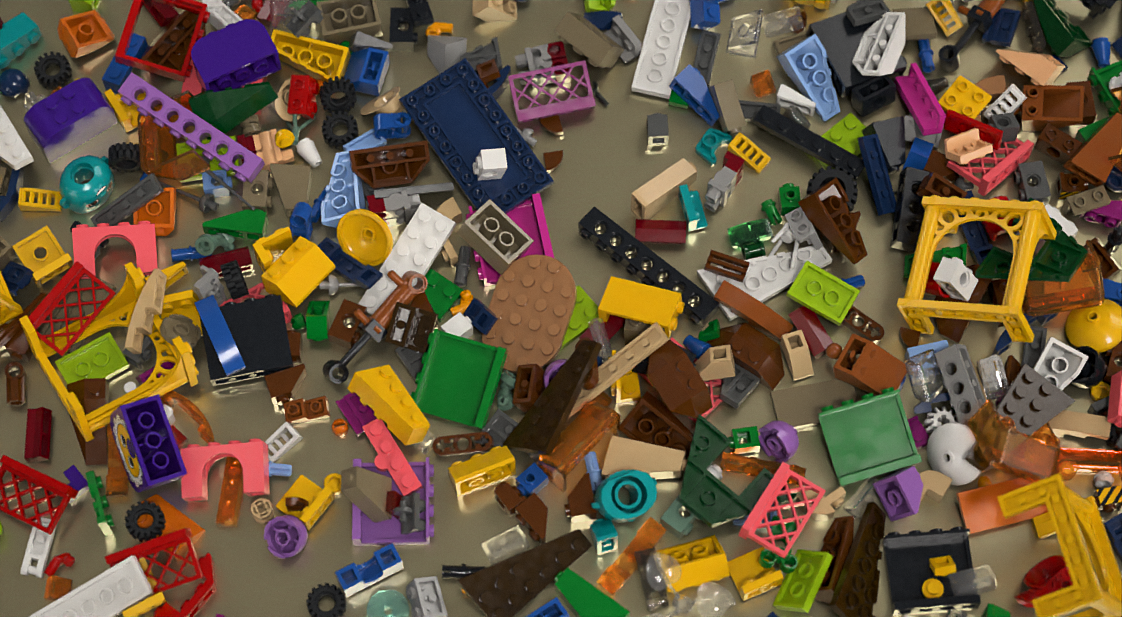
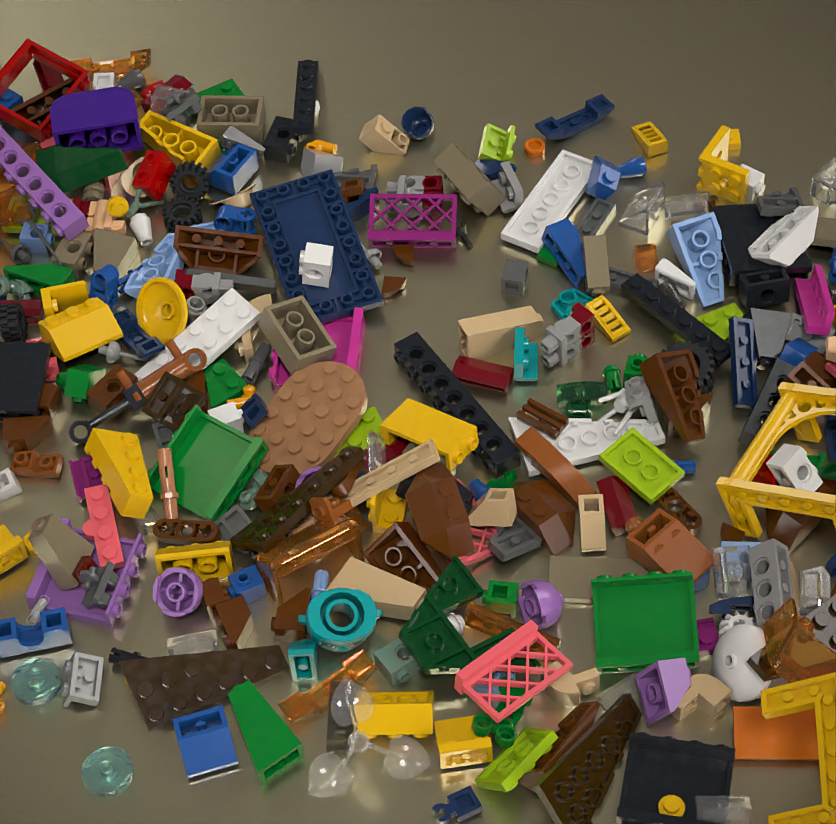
camera: 20 degrees right, 15 degrees down
(340, 430) = (64, 489): orange hinge -> none
(365, 553) = (39, 607): none -> white piece
(394, 225) = (196, 307): none -> light grey cone
(433, 405) = (169, 495): none -> nougat pin
(480, 503) = (178, 591): none -> medium lavender cylinder
(589, 403) = (329, 509): none -> dark orange bracket
(942, 565) = (691, 784): yellow plate -> none

